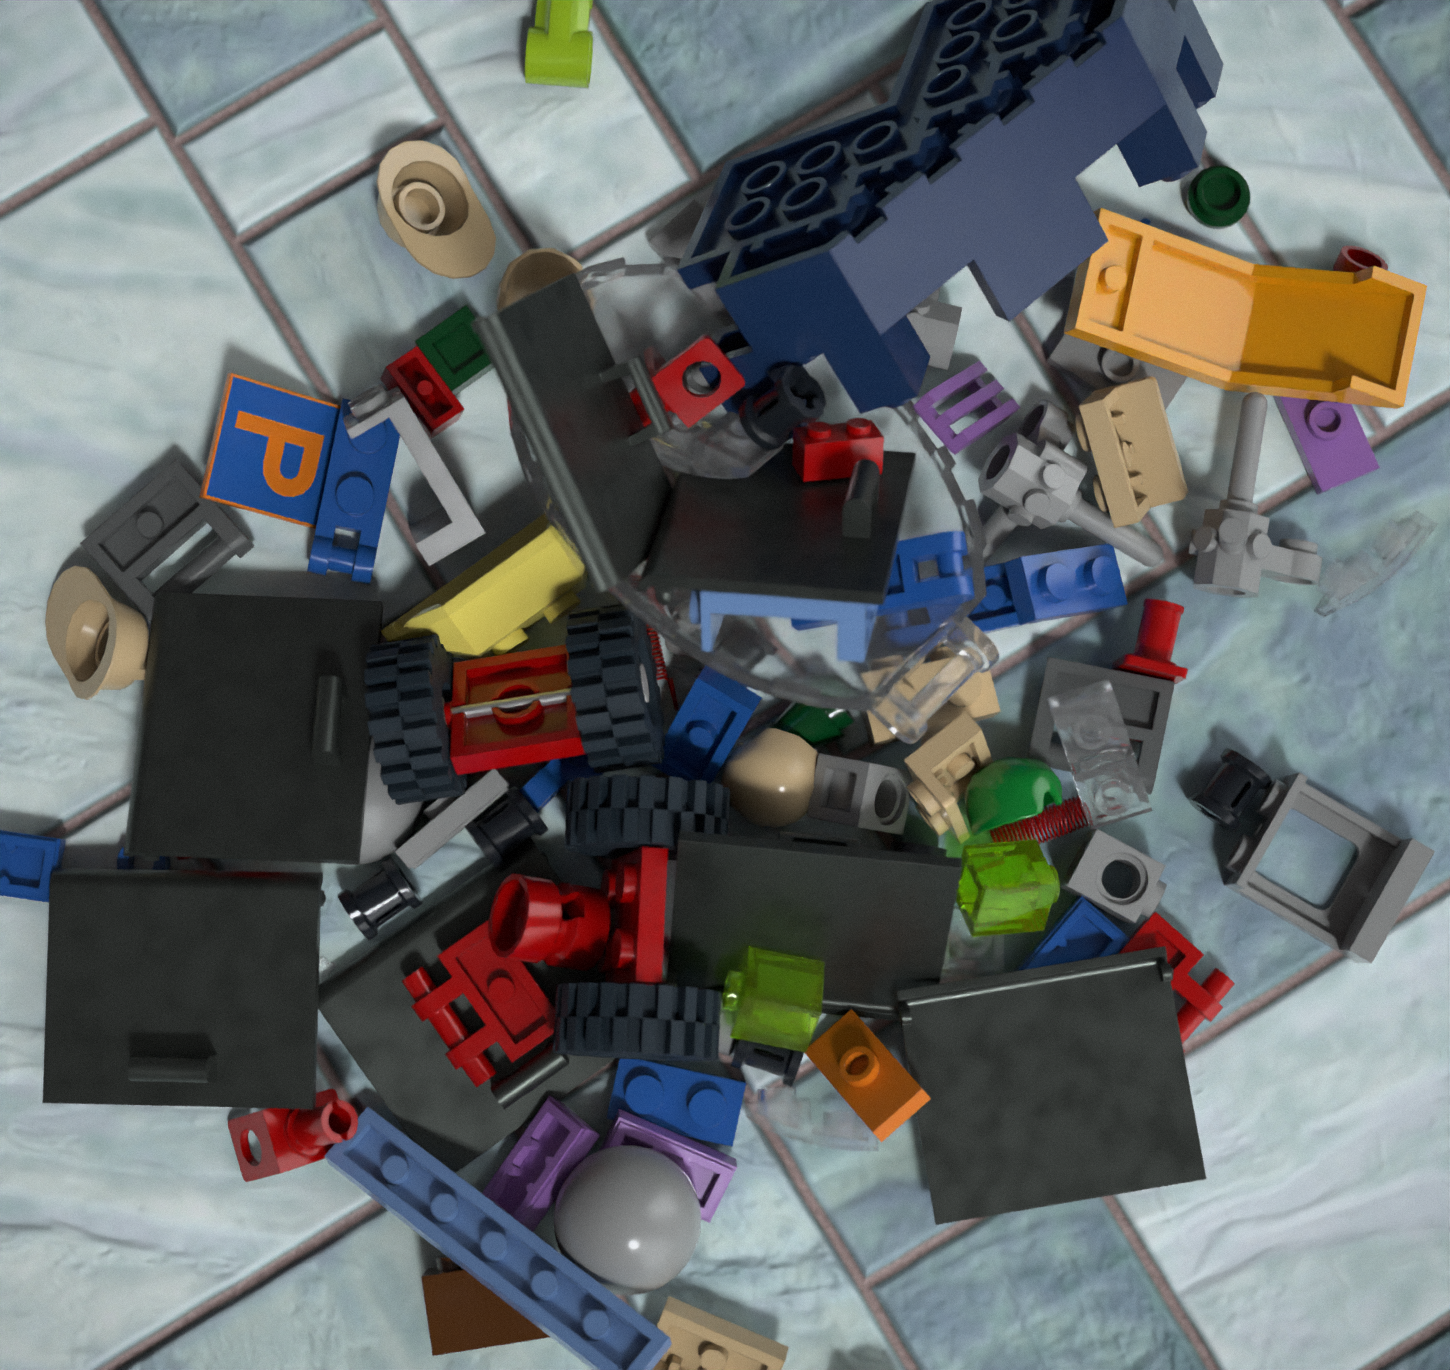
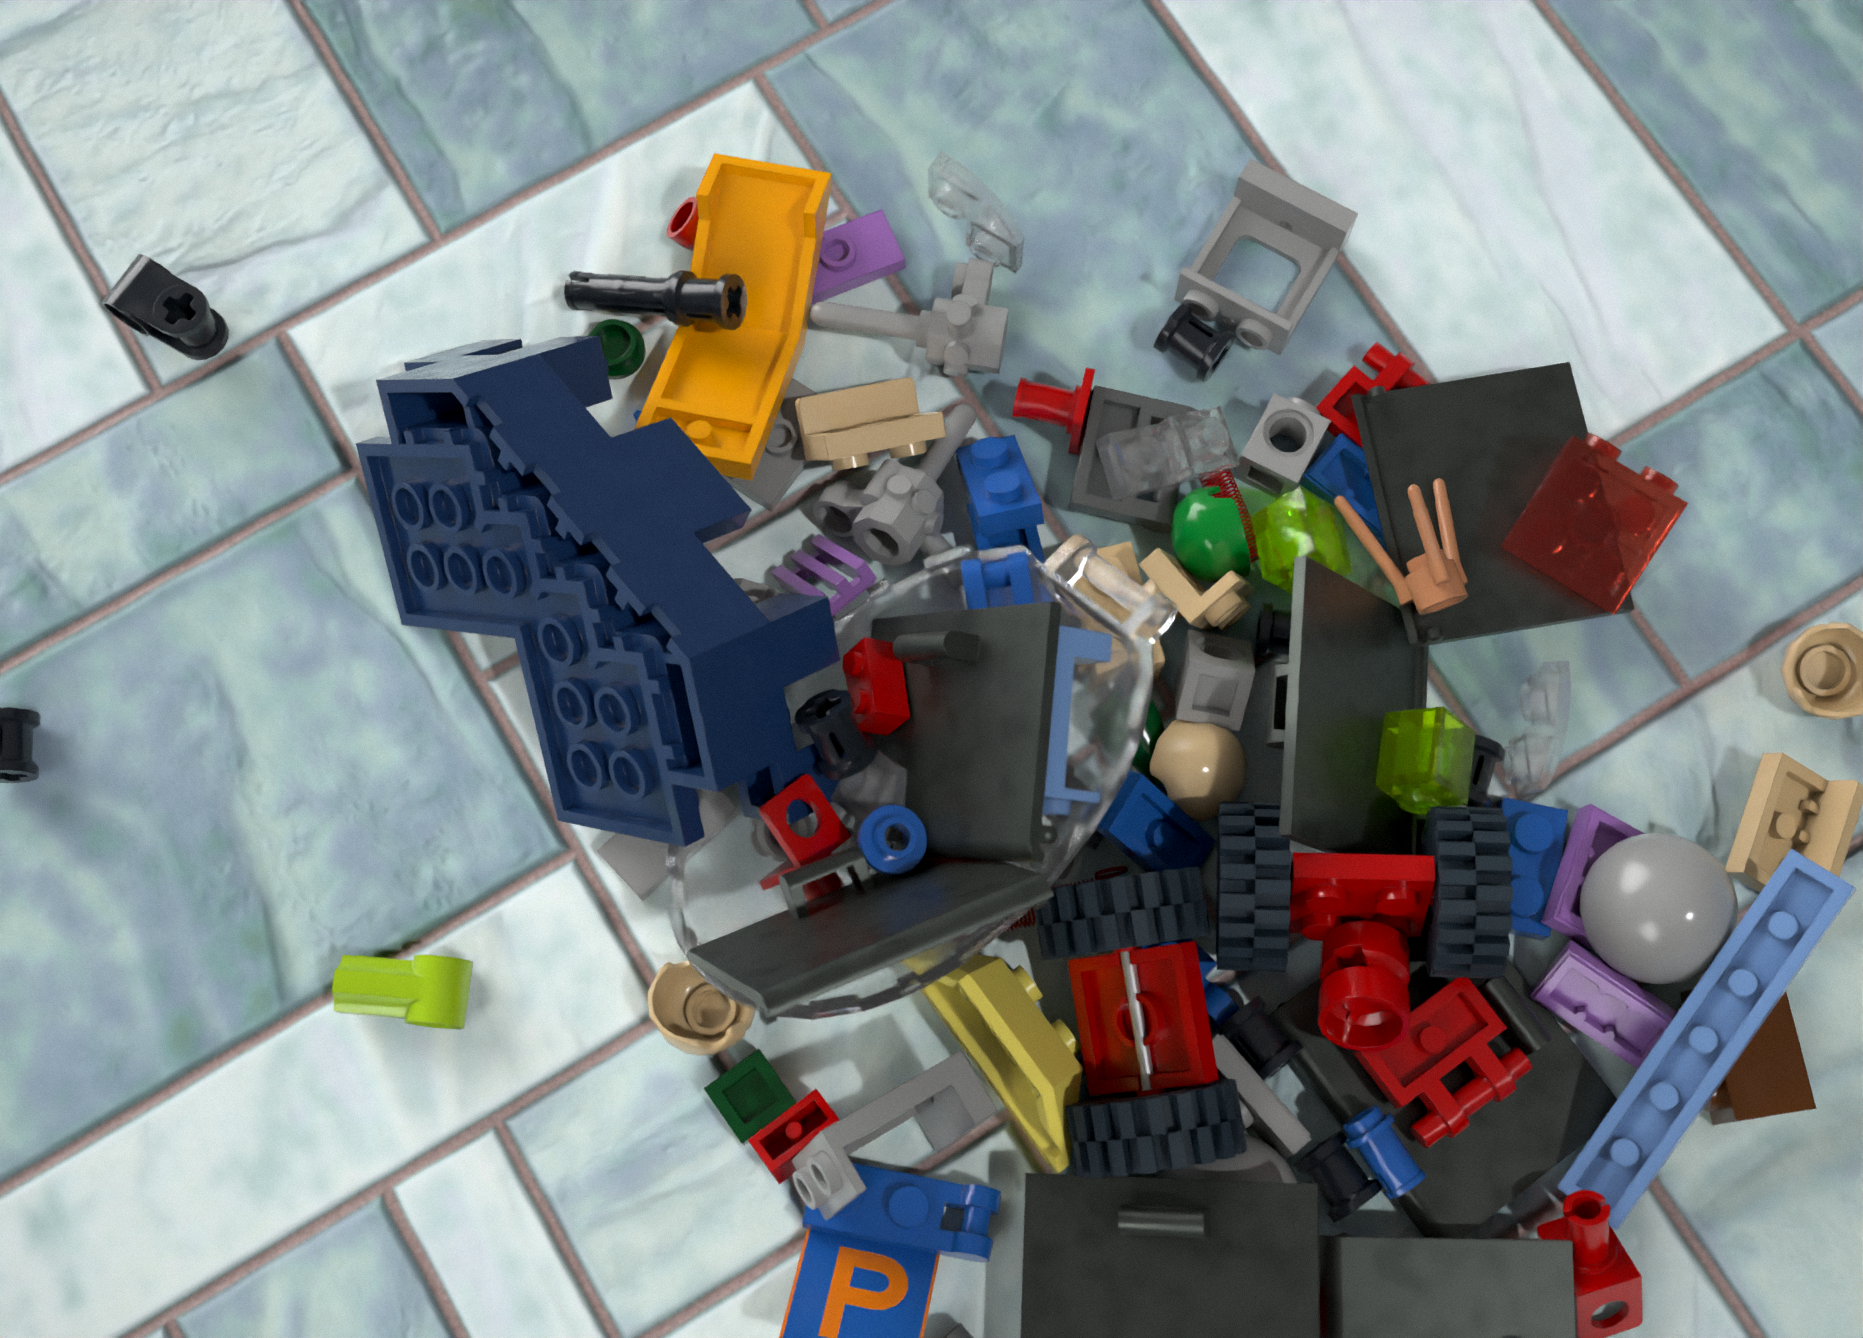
camera: 85 degrees left, 10 degrees down
(398, 938) = (1383, 1151): none -> blue pin
(433, 210) = (603, 1122): tan piece -> none
(678, 441) = (873, 843): none -> blue plate
(867, 1075) = (1495, 671): orange plate -> none
(960, 1013) = (1434, 577): none -> nougat plant
(1020, 1182) = (1595, 521): none -> clear red plate
(1266, 255) = (678, 298): none -> black pin

